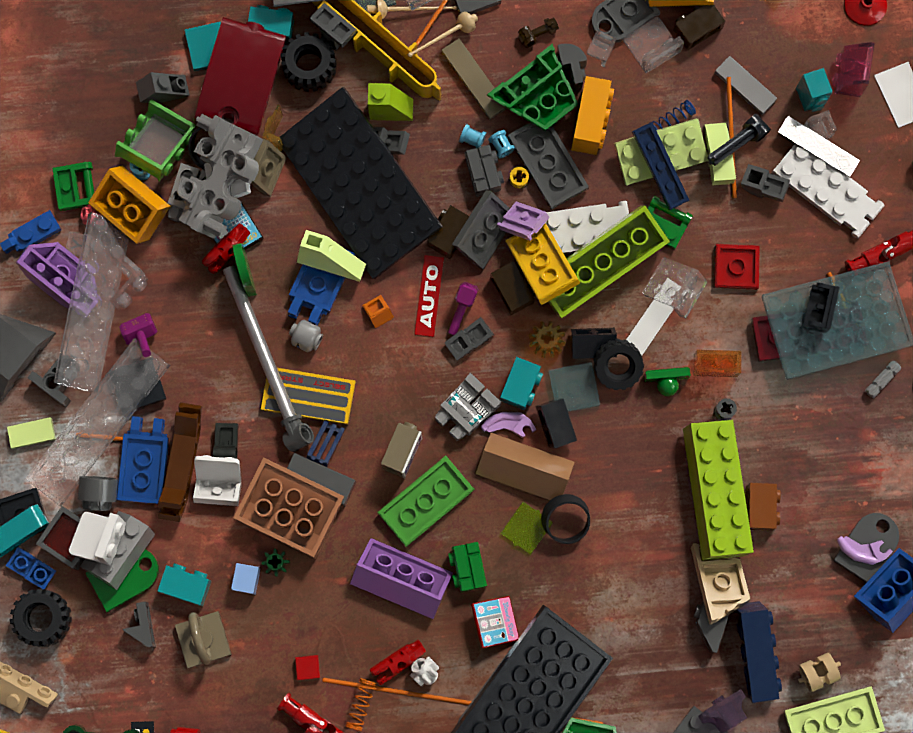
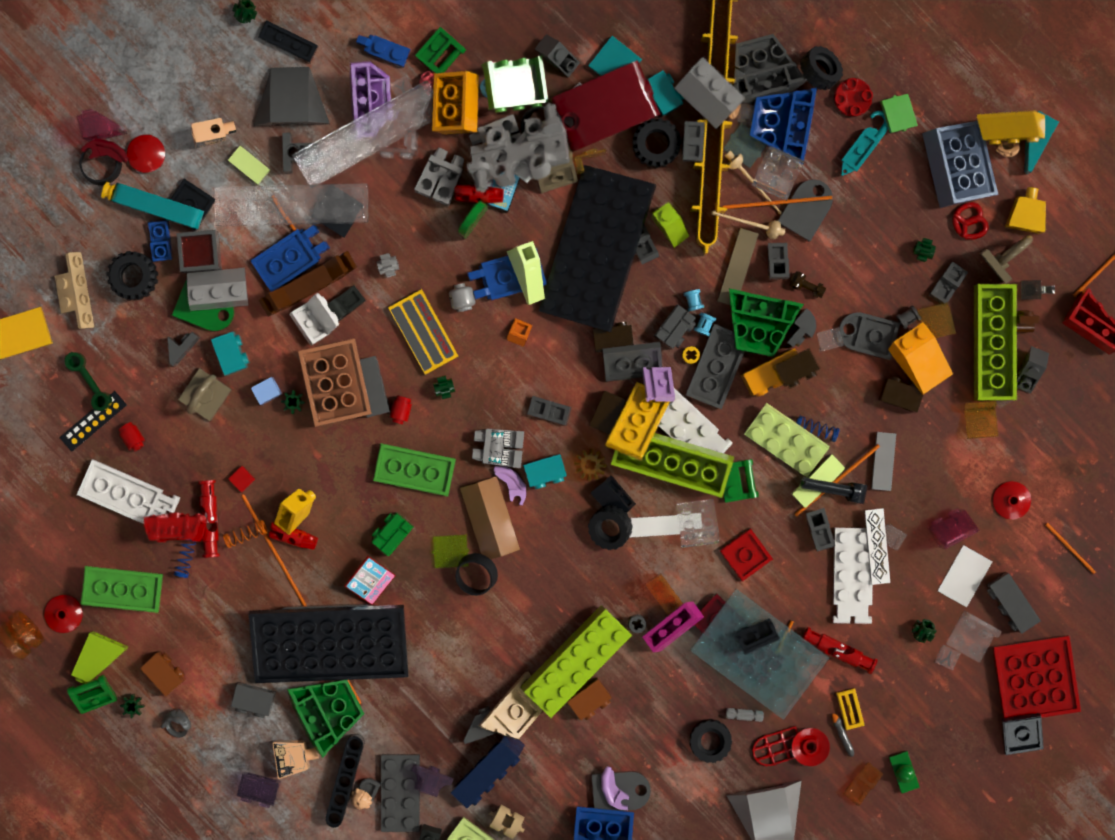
camera: 50 degrees right, 10 degrees up
(97, 492) = (244, 244): dark grey piece -> none
(97, 537) = (212, 272): white bracket -> none
(140, 329) = (376, 180): magenta piece -> none
(183, 263) = (439, 170): none -> light grey hips
(222, 378) = (388, 265): none -> light grey gear
(297, 433) = (389, 346): flat silver piece -> none
(332, 429) = (413, 367): dark blue tile -> none
(361, 470) = (400, 409): none -> red brick
(369, 631) = (299, 505): none -> yellow torso
(372, 414) = (444, 387): none -> dark green gear
(401, 578) = (349, 494): medium lavender slope -> none
(402, 449) = (434, 427): dark tan piece -> none
(424, 671) = (300, 559): white gear -> none
(429, 296) = (558, 358): red sticker -> none
(465, 297) = (572, 386): magenta piece -> none
(497, 39) = (778, 261): none -> dark grey brick
(556, 423) = (536, 516): black hinge -> none
(576, 386) = (571, 509): clear light blue tile -> none
(605, 85) = (796, 368): none -> dark brown brick
(652, 44) = (861, 373): clear bracket -> none
(660, 166) = (773, 448): dark blue tile -> none
(667, 379) = (627, 568): green tile -> none
(753, 378) = (673, 627): none -> dark pink brick
(814, 90) = (914, 513): teal brick -> none
(884, 444) = (710, 755): none -> black tyre

